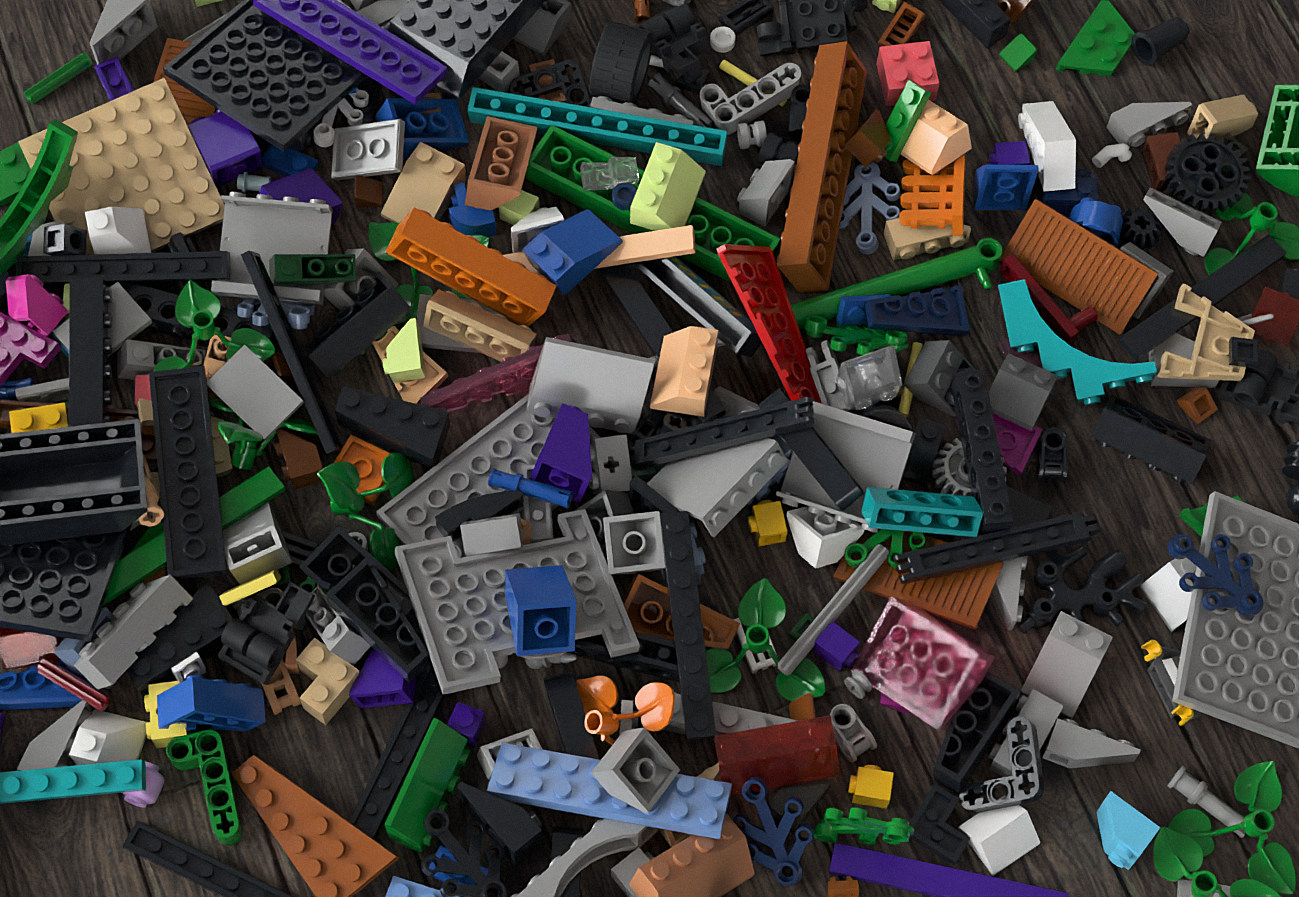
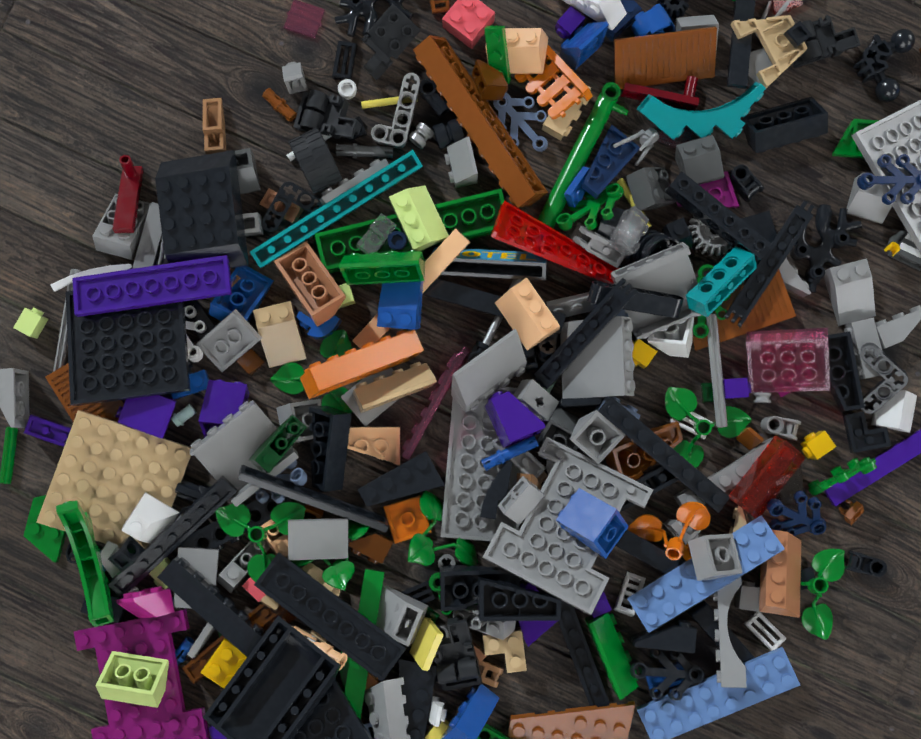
camera: 45 degrees left, 20 degrees up
(405, 354) = (371, 440): yellowish green slope -> none
(532, 225) = (366, 299): white slope -> none
(583, 200) = (383, 267): none -> green slope
(985, 328) = (647, 139): none -> light grey plant
(1198, 404) = (787, 82): dark orange slope -> none

